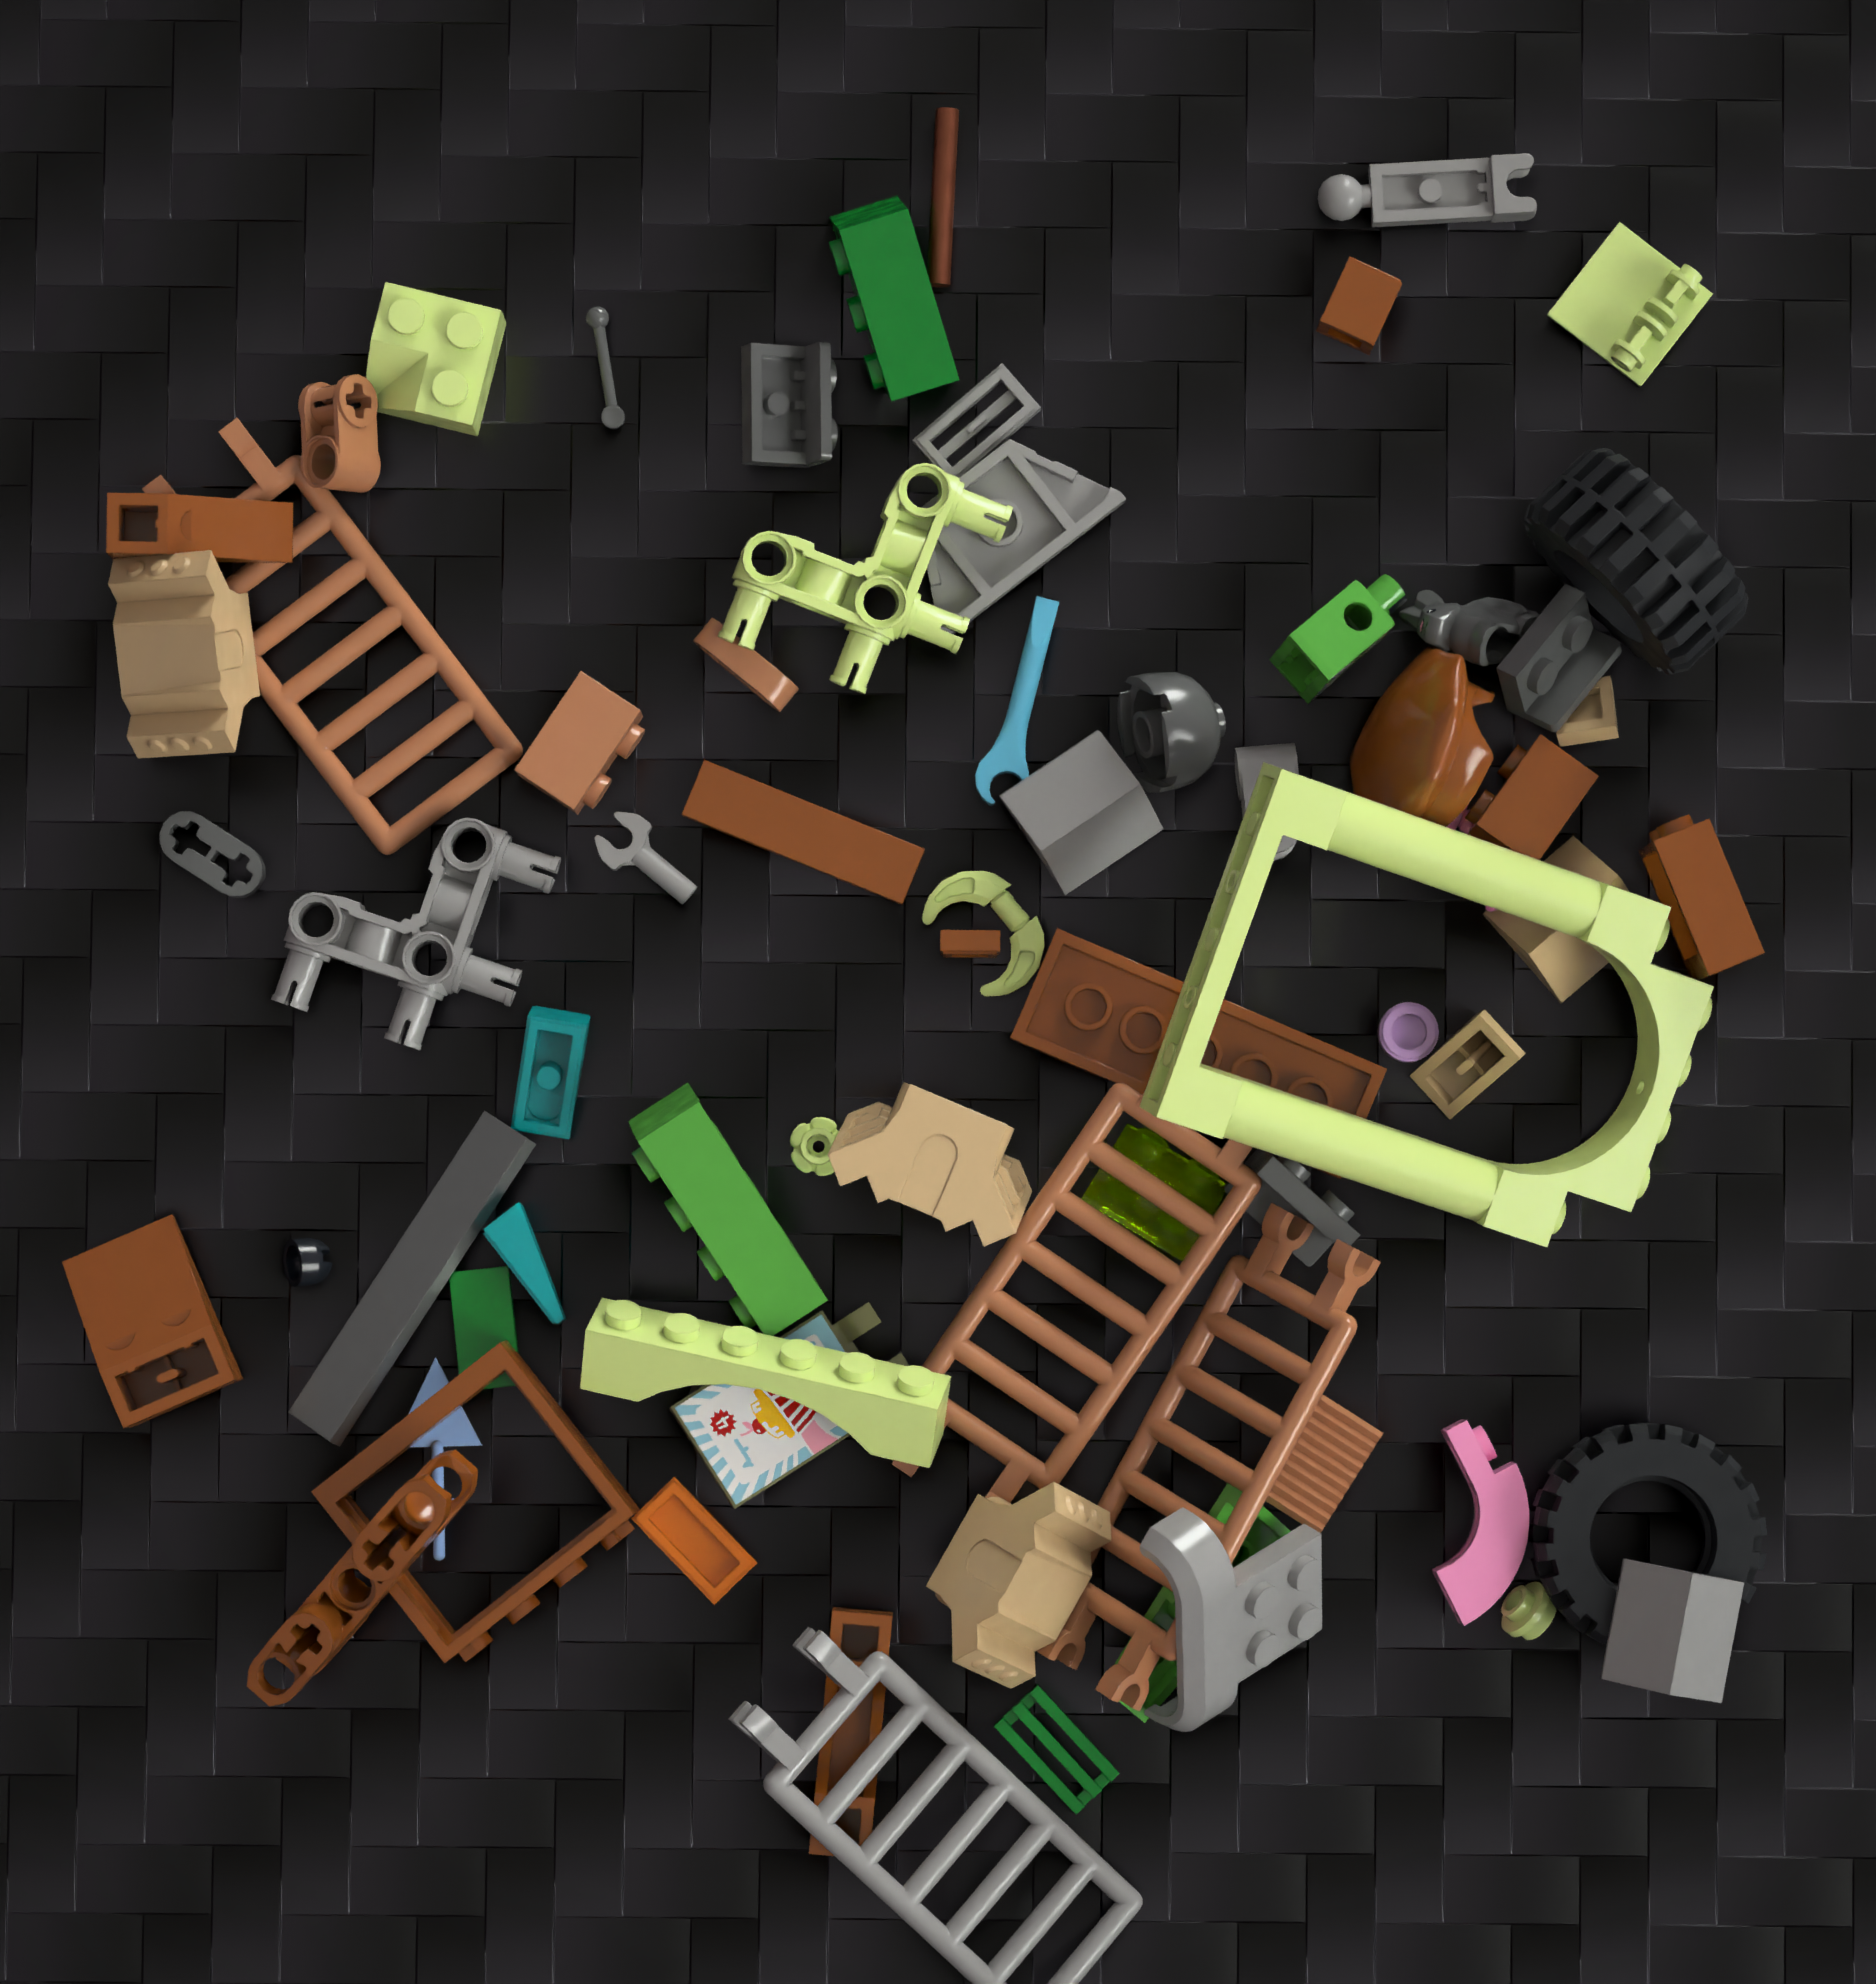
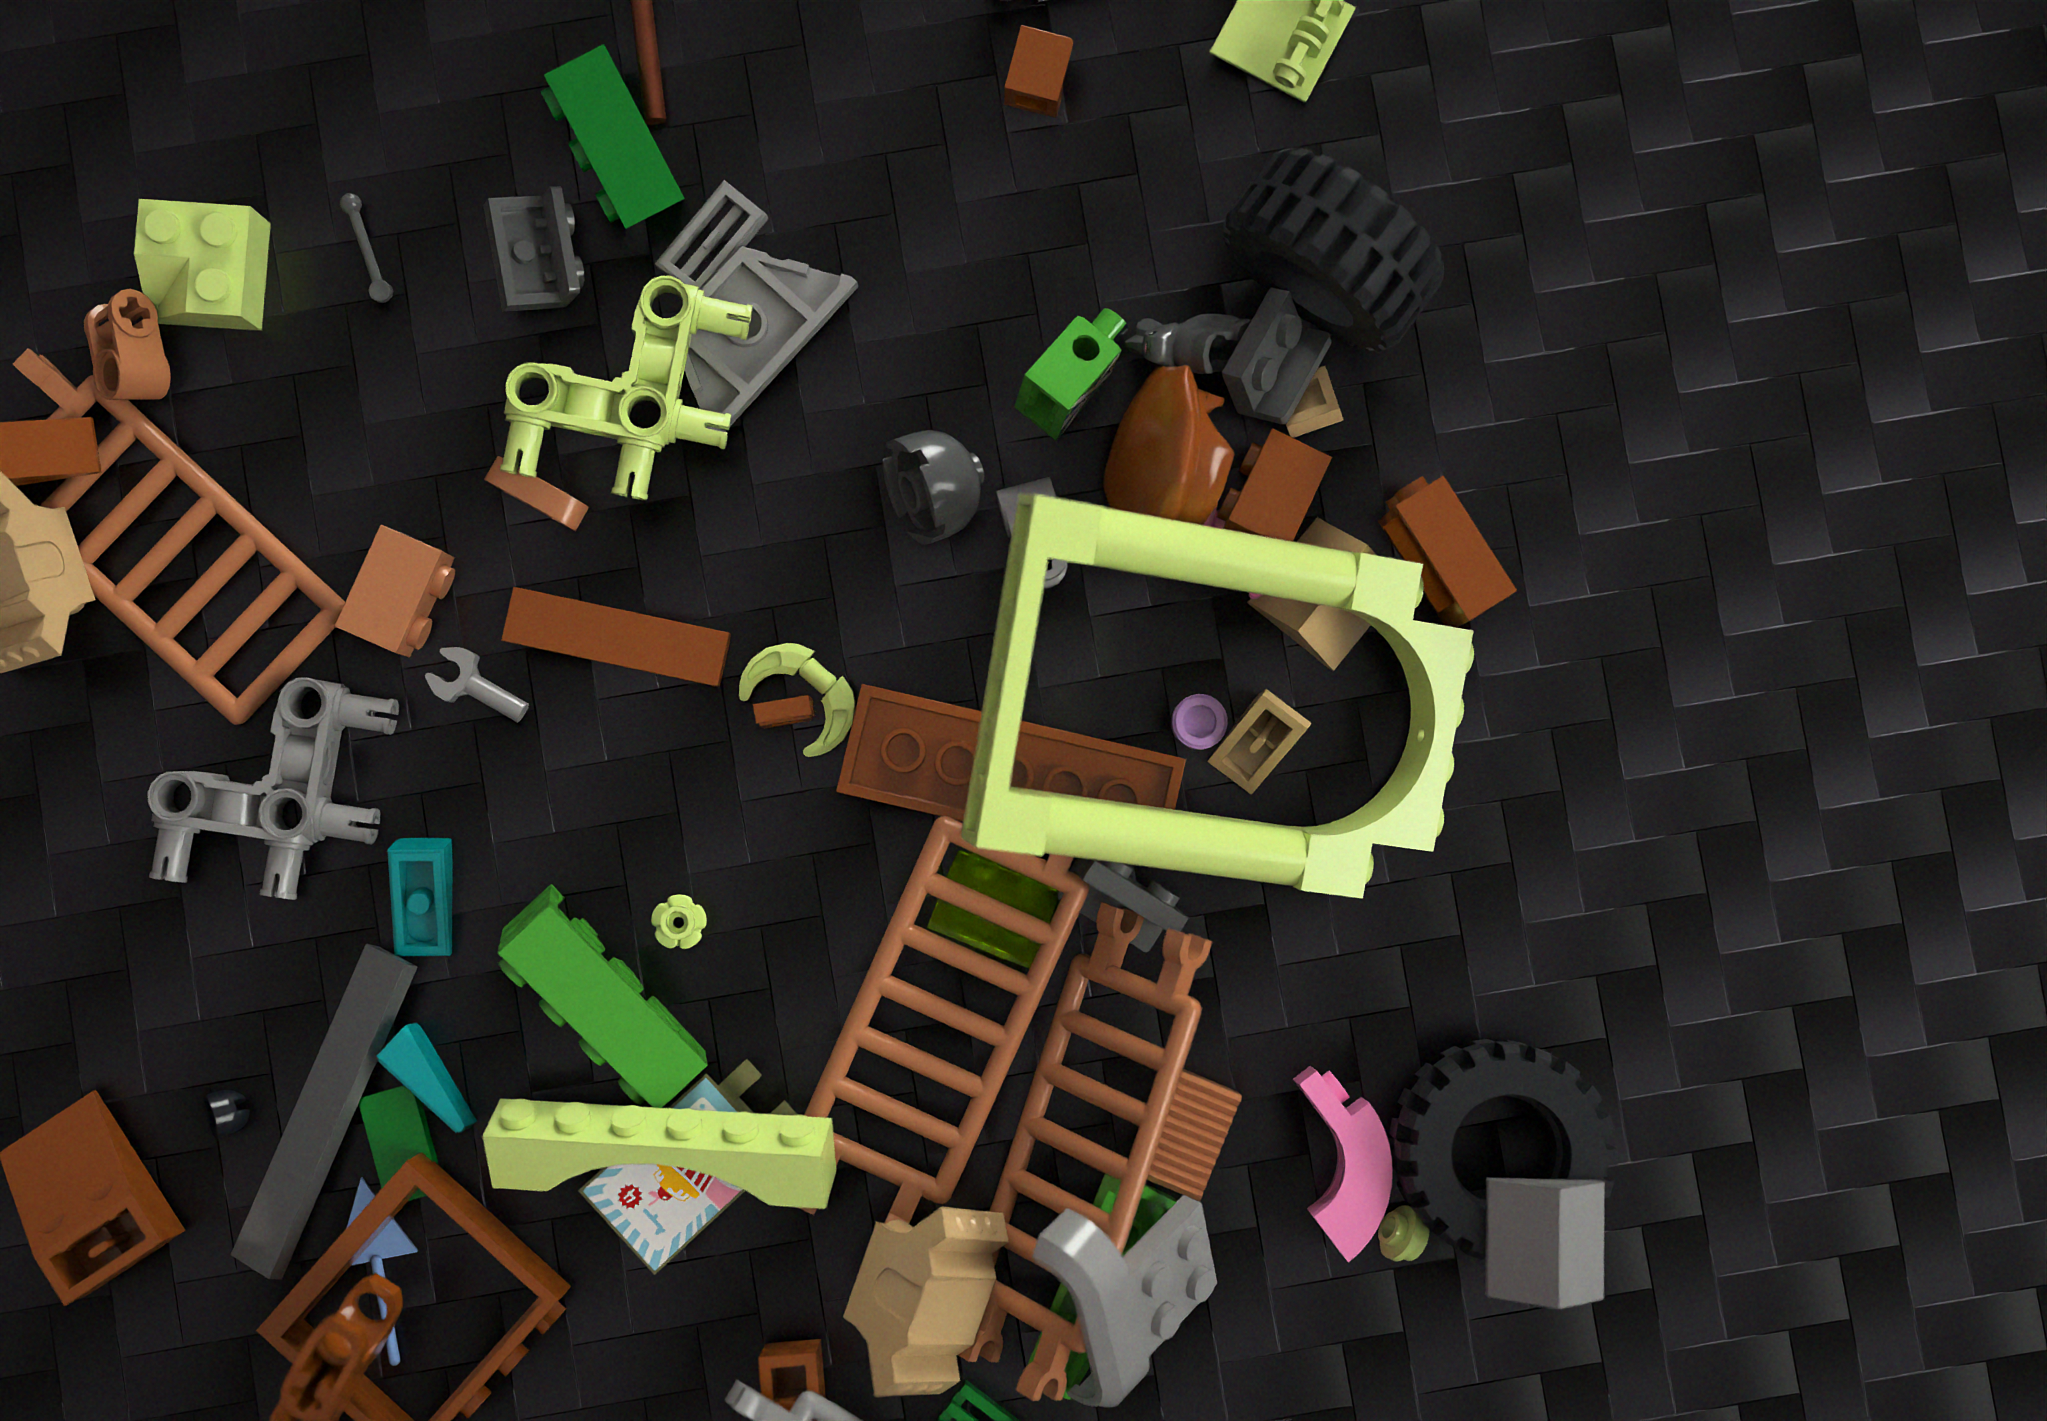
camera: 15 degrees left, 0 degrees up
(220, 842) = (73, 764): dark grey beam -> none
(694, 1540) = (627, 1304): orange tile -> none
(935, 1161) = (784, 921): tan slope -> none
(1009, 750) = (792, 531): medium azure piece -> none
(1082, 811) = (867, 573): light grey slope -> none

